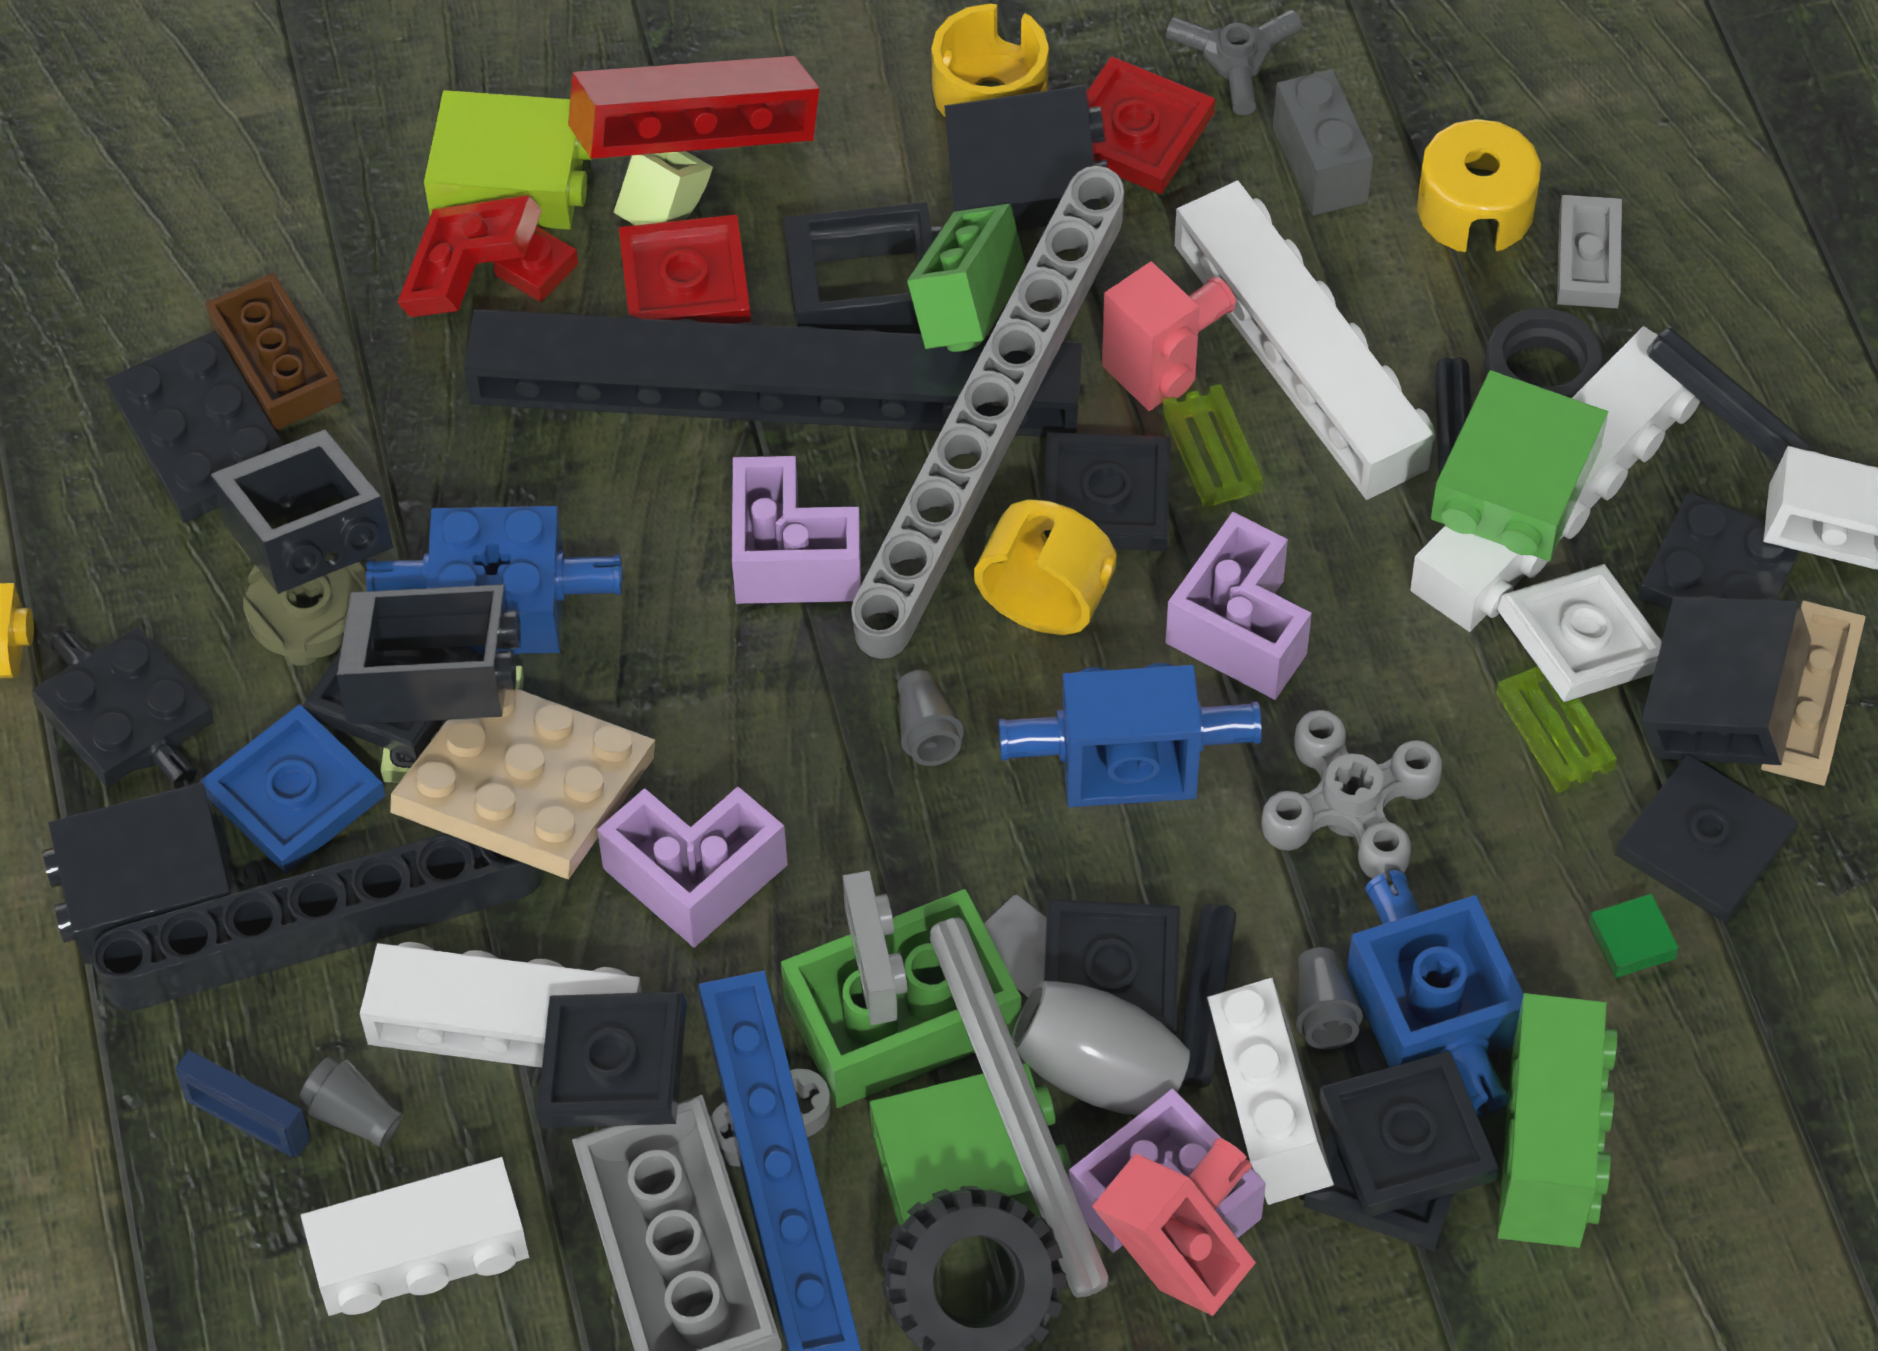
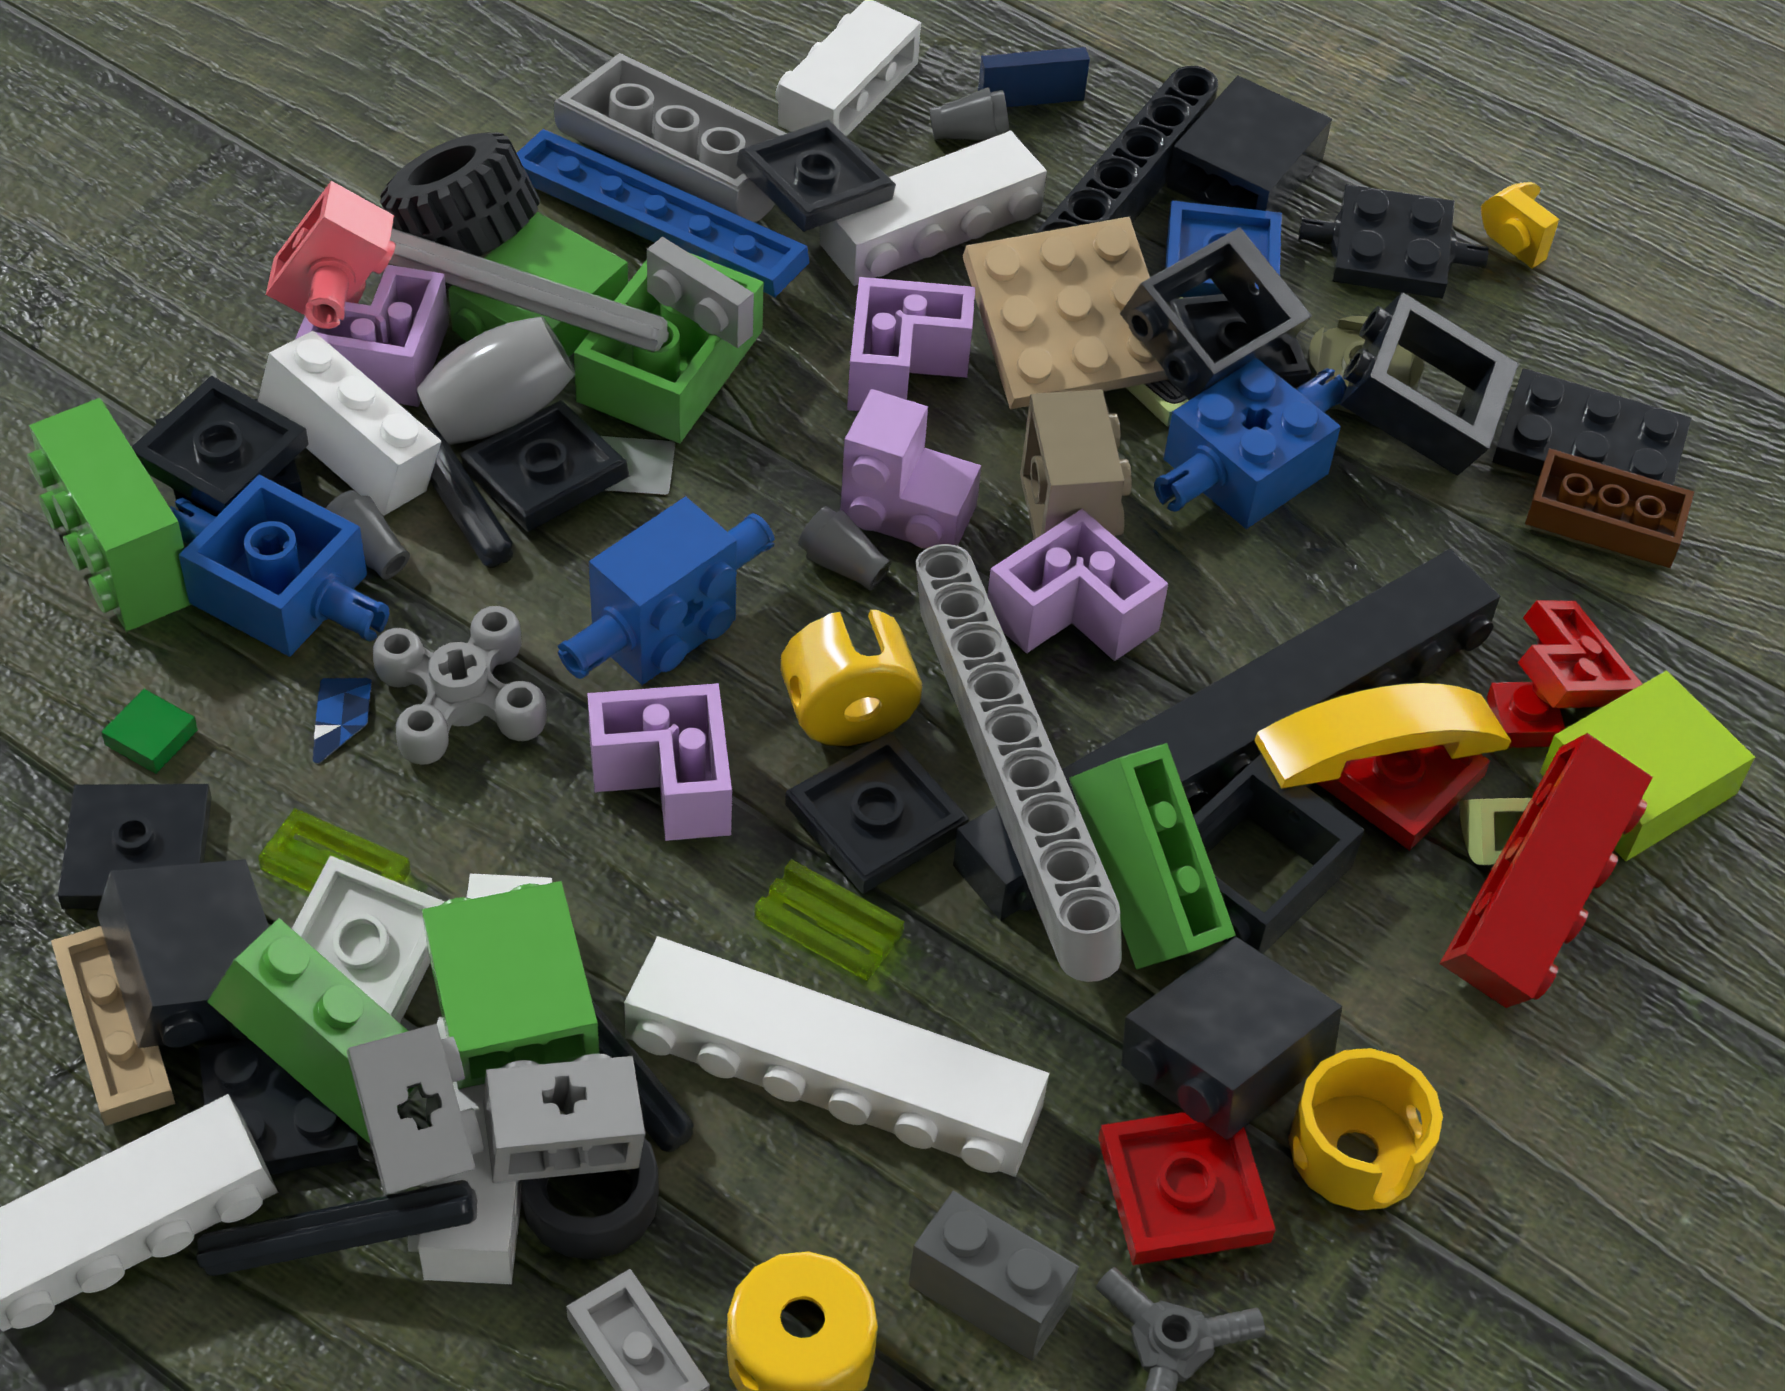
camera: 135 degrees right, 5 degrees down
(693, 259) = (1377, 722): none -> yellow slope
(694, 619) = (1073, 461): none -> dark tan brick
(829, 724) = (899, 484): none -> lavender brick
(1155, 330) = (948, 936): coral brick -> none
(1456, 863) = (340, 713): none -> sticker
(1553, 350) = (535, 1141): none -> light grey brick
(1660, 397) = (382, 1076): none -> light grey brick
(1678, 526) = (304, 1016): none -> bright green brick

